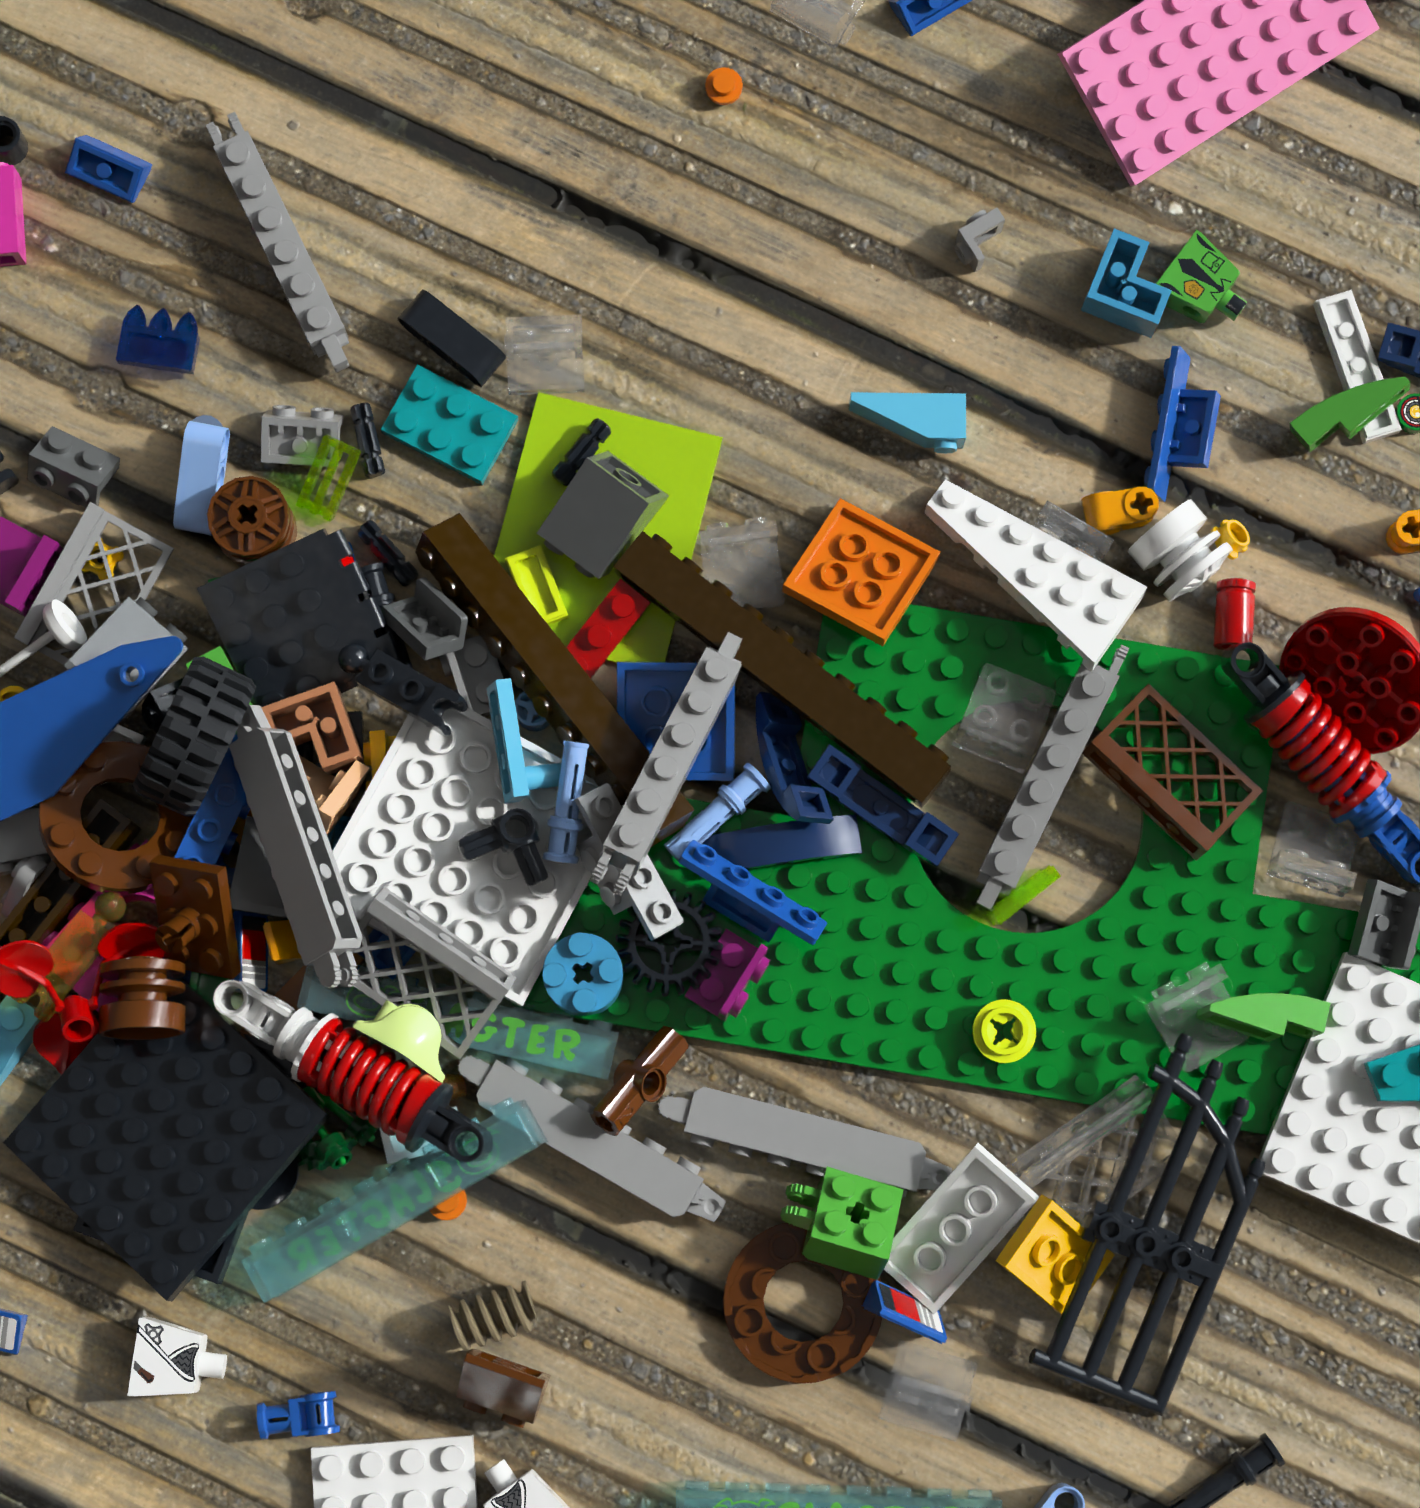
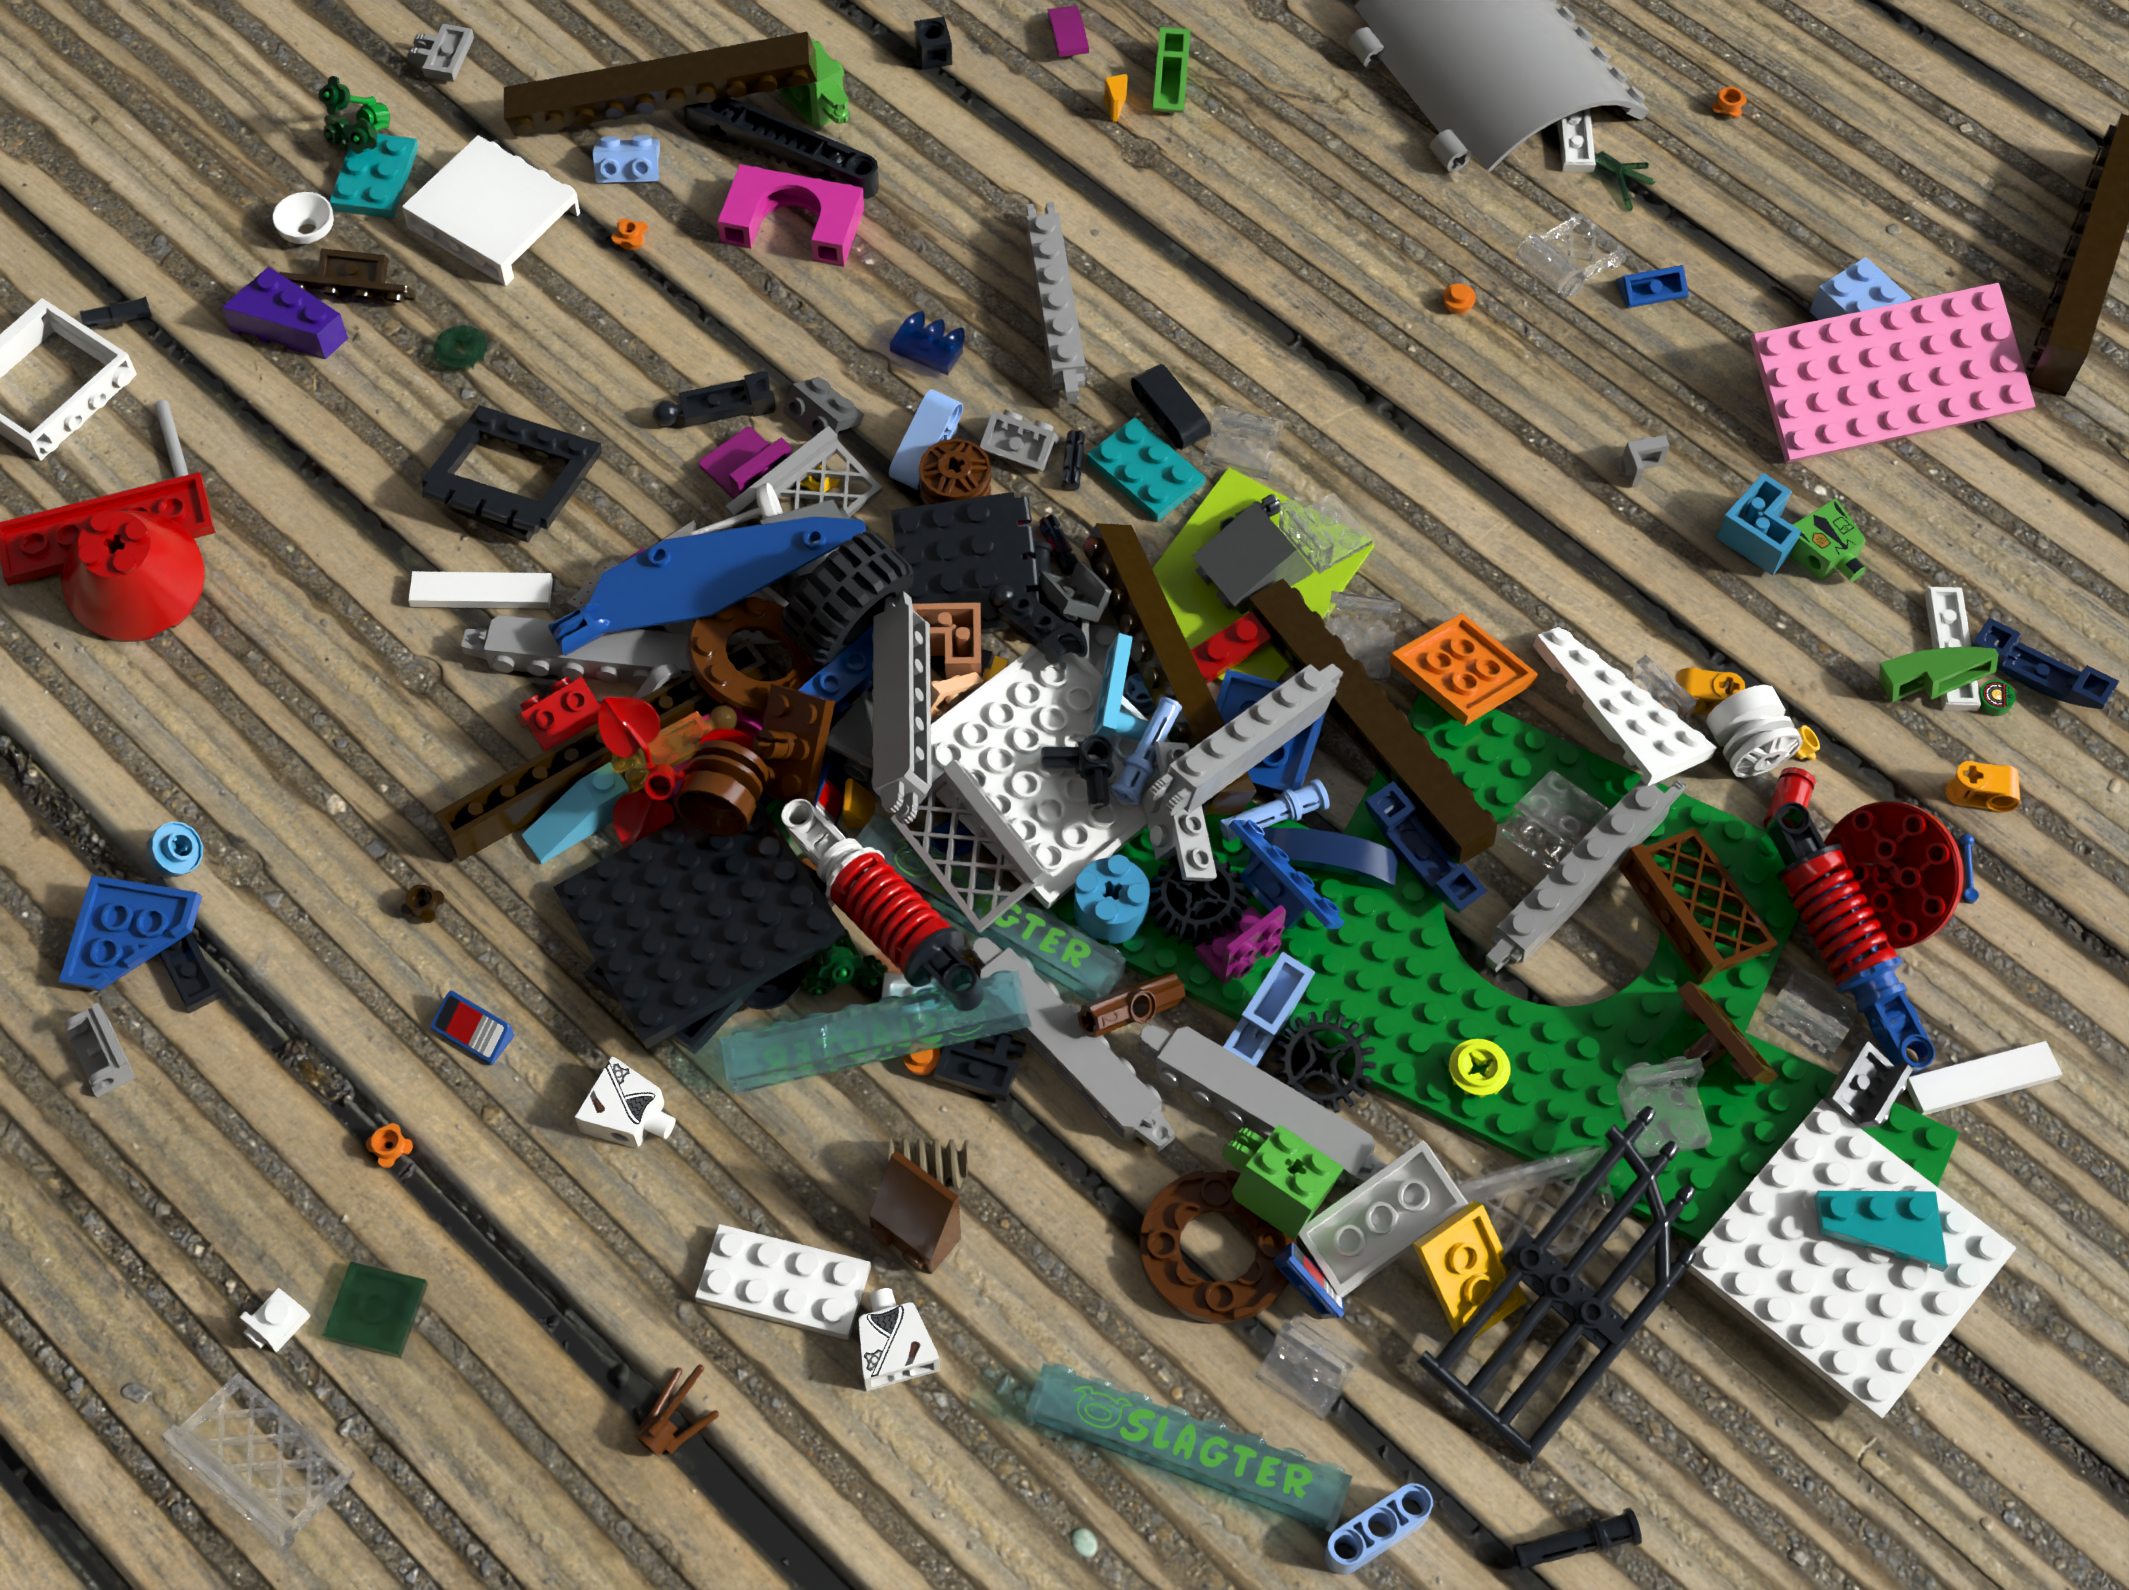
camera: 20 degrees right, 20 degrees down
(107, 167) = (935, 219): blue slope -> none
(302, 1416) = (724, 1194): blue connector -> none
(316, 506) = (1022, 464): clear neon green tile -> none
(409, 1031) = (940, 883): yellowish green hat -> none
(510, 1197) = (978, 1070): none -> black plate
(535, 580) = (1180, 597): neon yellow tile -> none
(667, 445) = (1323, 531): none -> clear bracket
(778, 1045) = (1269, 1010): none -> light blue slope
(784, 763) = (1346, 788): dark blue slope -> none
(869, 1052) = (1353, 1044): none -> black gear
(923, 418) = (1549, 572): medium azure slope -> none
(1022, 894) = (1530, 966): clear neon green tile -> none
(1184, 425) = (1783, 643): blue bracket -> none
(1236, 924) = (1722, 1038): none -> reddish brown plate
(1269, 1015) = (1731, 1122): bright green slope -> none

